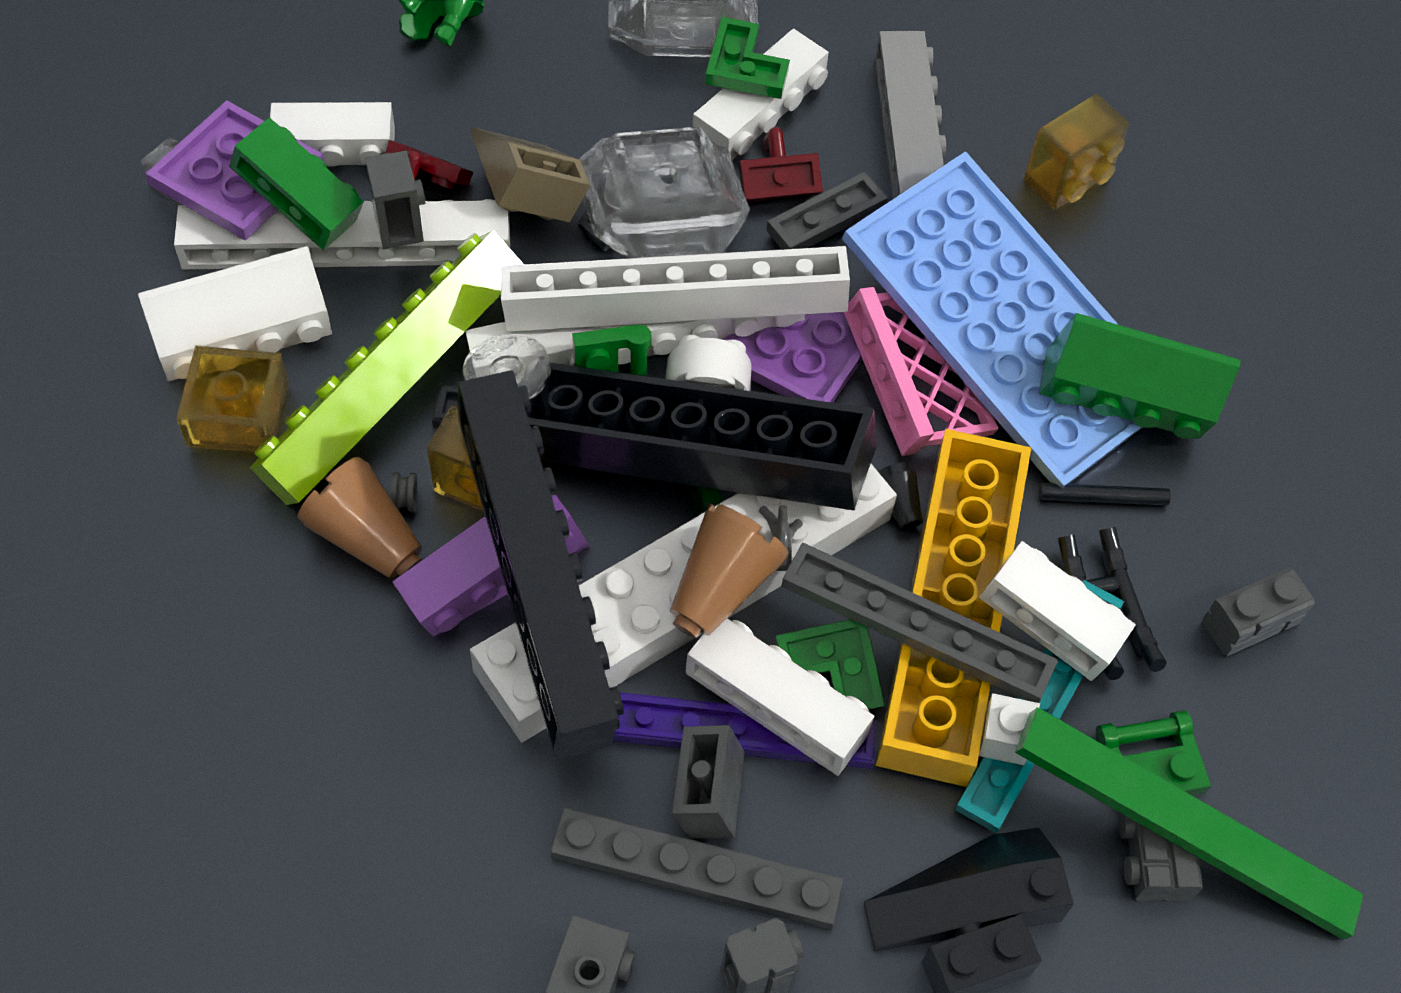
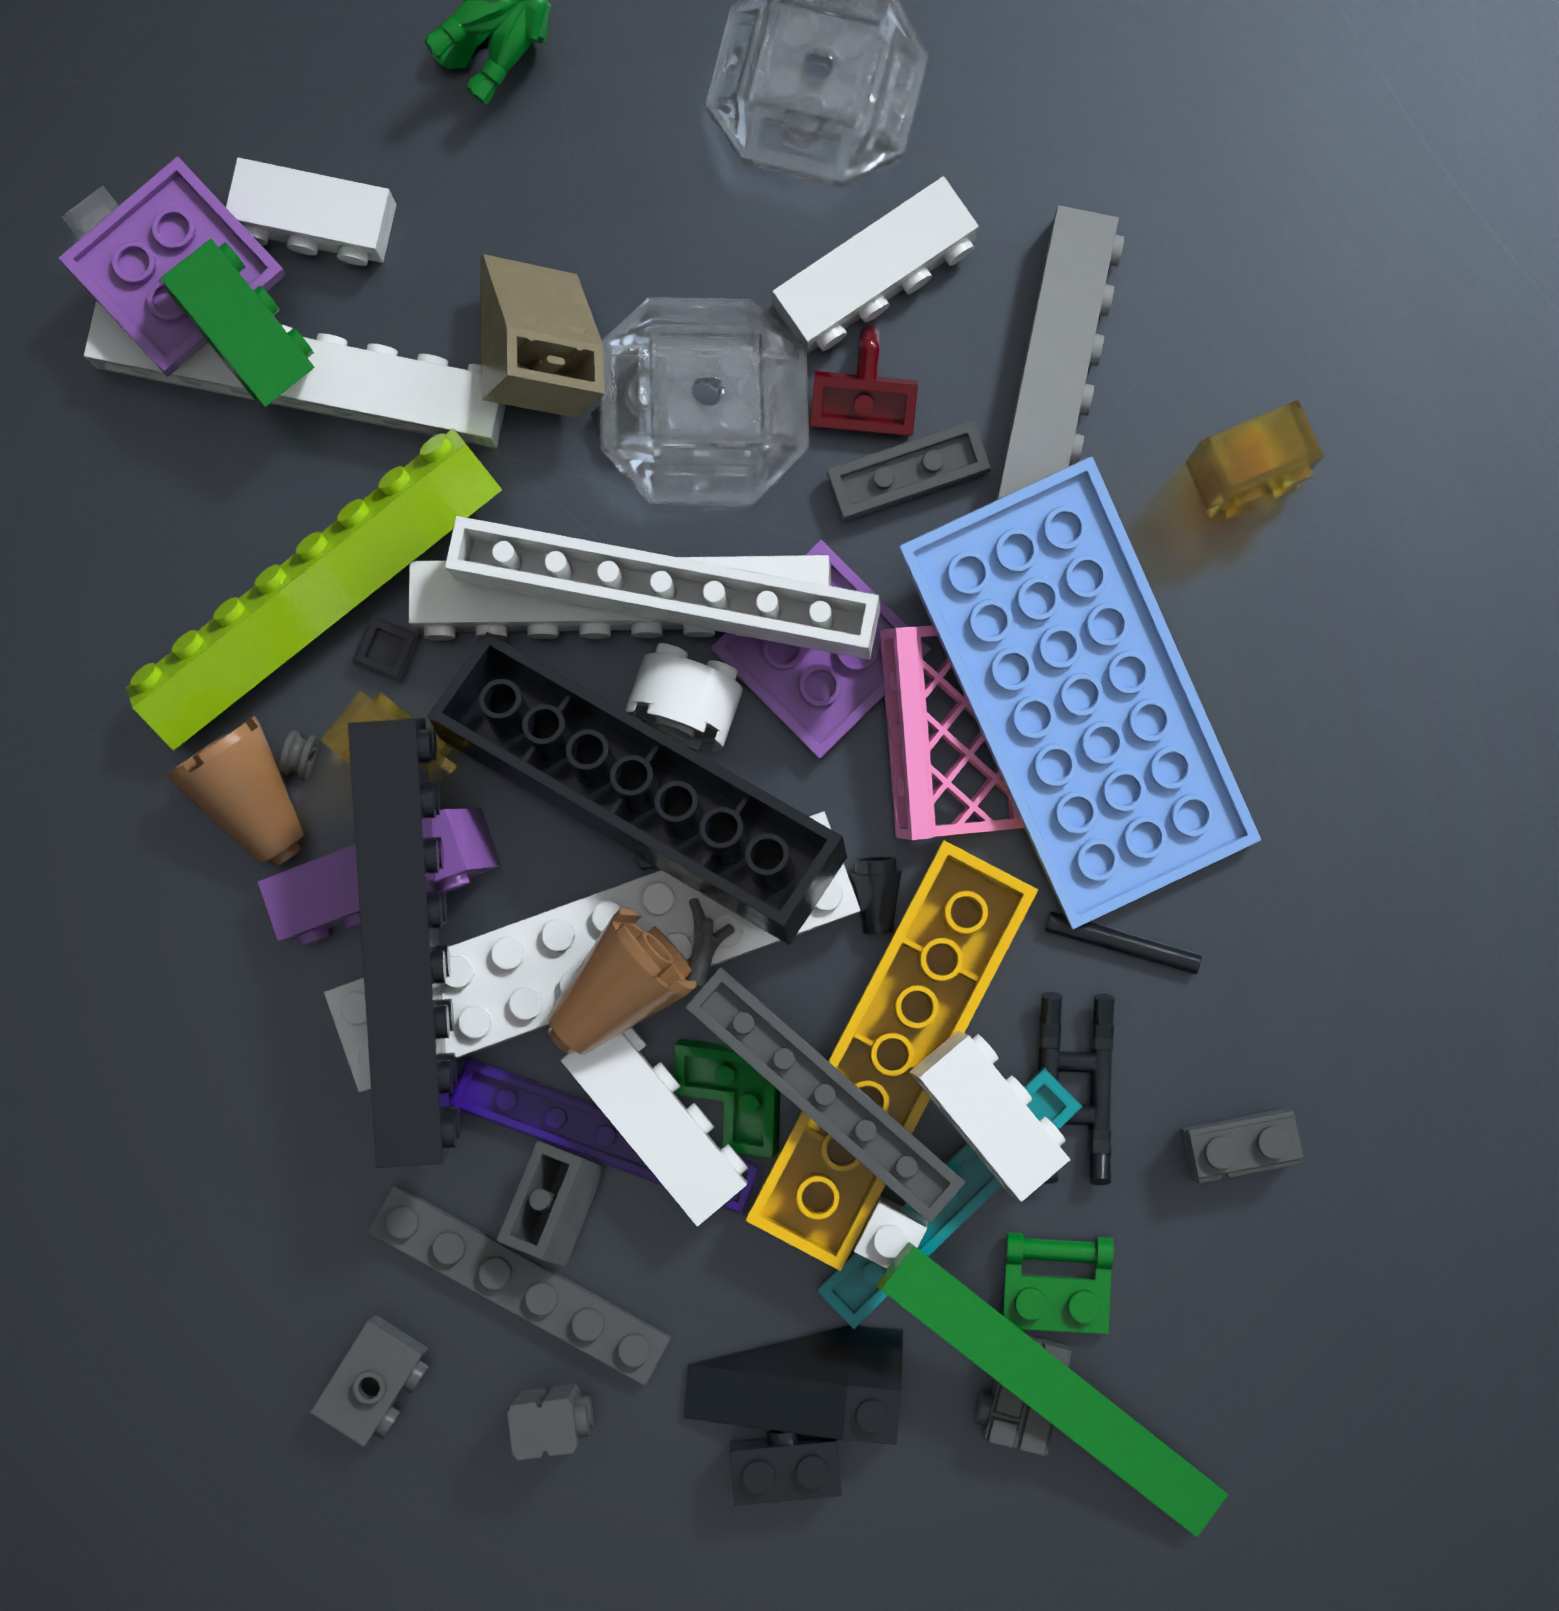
camera: 20 degrees right, 25 degrees up
(232, 398) = (121, 592): clear yellow brick -> none
(240, 307) = (143, 477): white slope -> none
(395, 199) = (352, 373): dark grey brick -> none
(443, 172) = (417, 282): dark red plate -> none
(507, 353) = (441, 641): clear tile -> none
(600, 348) = (575, 648): green plate -> none
(737, 66) = (842, 231): green plate -> none
(1137, 376) = (1196, 830): green slope -> none

